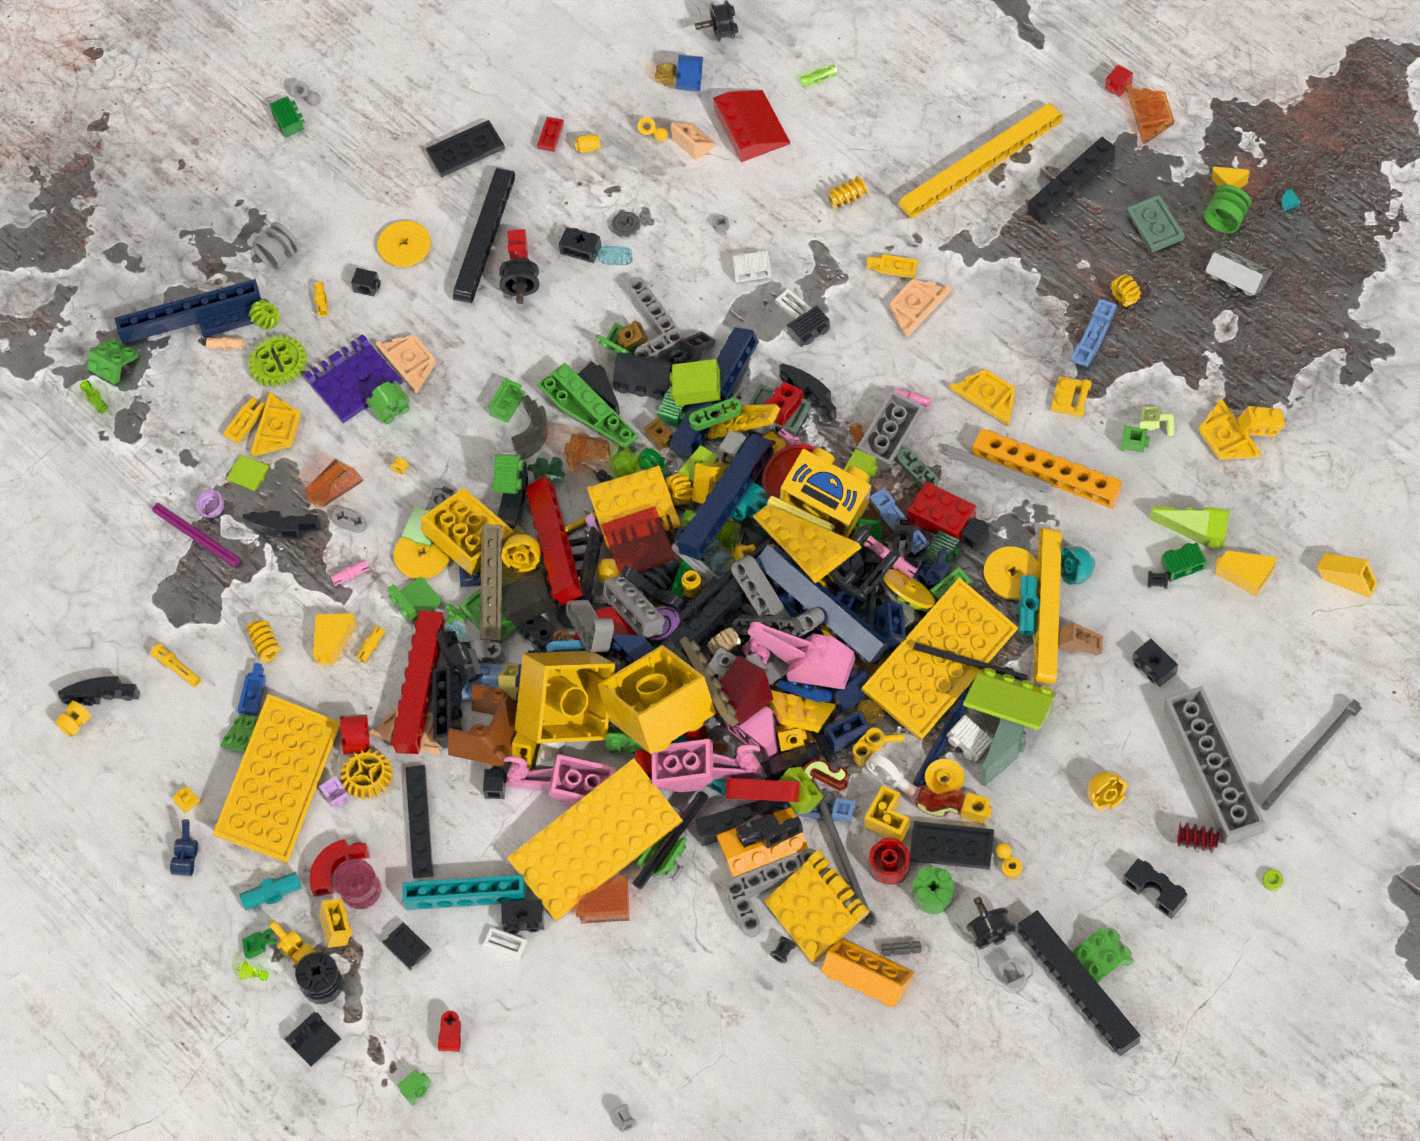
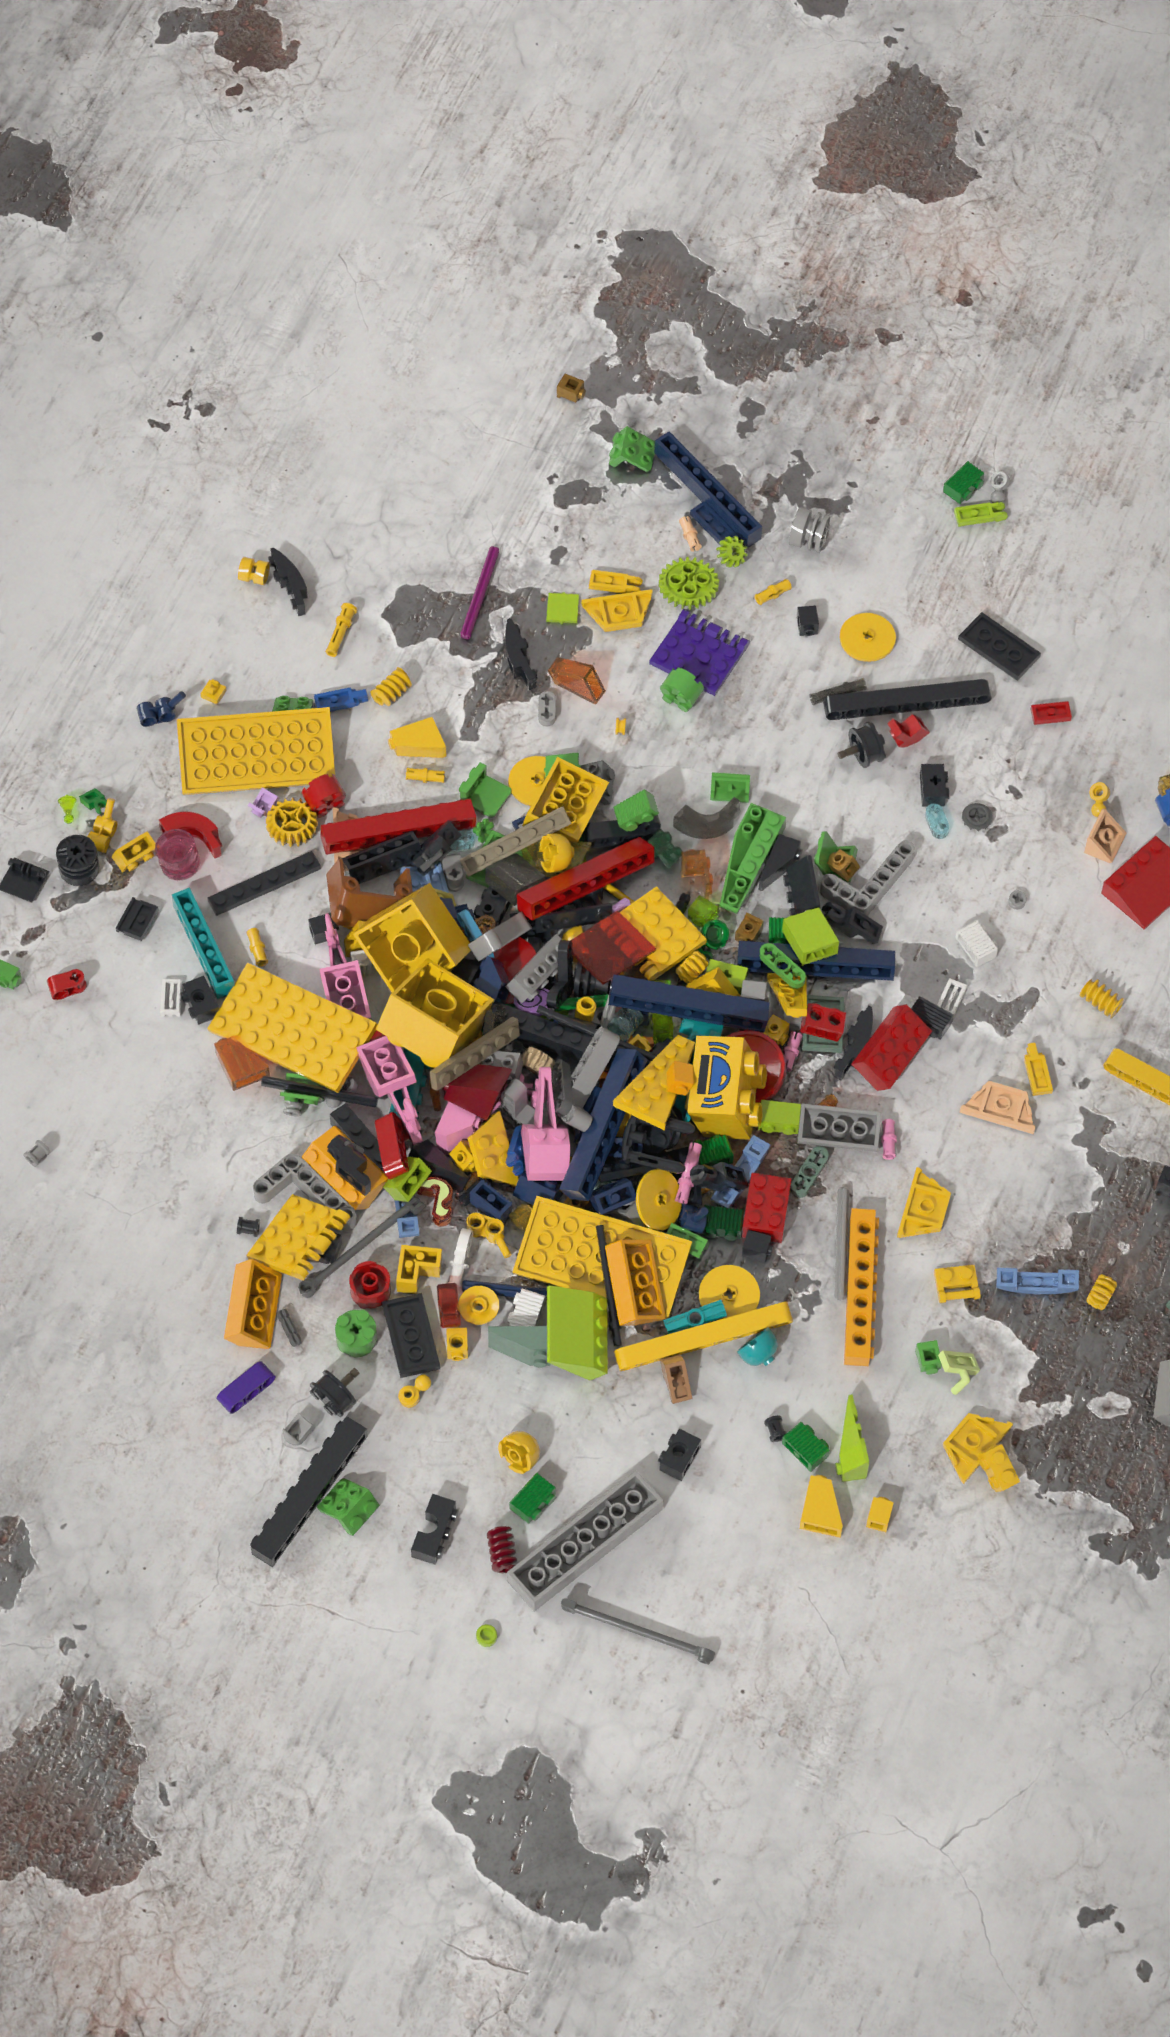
camera: 60 degrees right, 0 degrees up
(17, 385) = (571, 388): none -> pearl gold brick
(93, 396) = (587, 453): clear neon green pin -> none
(210, 504) = (513, 589): lavender hair -> none
(270, 891) = (149, 791): teal piece -> none
(323, 117) = (980, 513): none -> lime hinge
(350, 572) = (491, 729): bright pink pin -> none
(409, 359) = (739, 690): light nougat wing -> none
(449, 283) = (851, 687): none -> clear smoke pin
(487, 848) = (257, 947): none -> yellow pin
(587, 143) = (1054, 748): yellow brick -> none
(814, 518) = (680, 1078): none -> light orange brick
(829, 361) = (891, 1047): none -> red brick
(950, 1005) = (246, 1387): none -> dark purple beam
(979, 638) = (635, 1282): none -> light orange slope
(1154, 796) = (533, 1498): none -> green brick
(1268, 527) = (879, 1514): none -> yellow brick
(1348, 573) = (855, 1605): yellow slope -> none

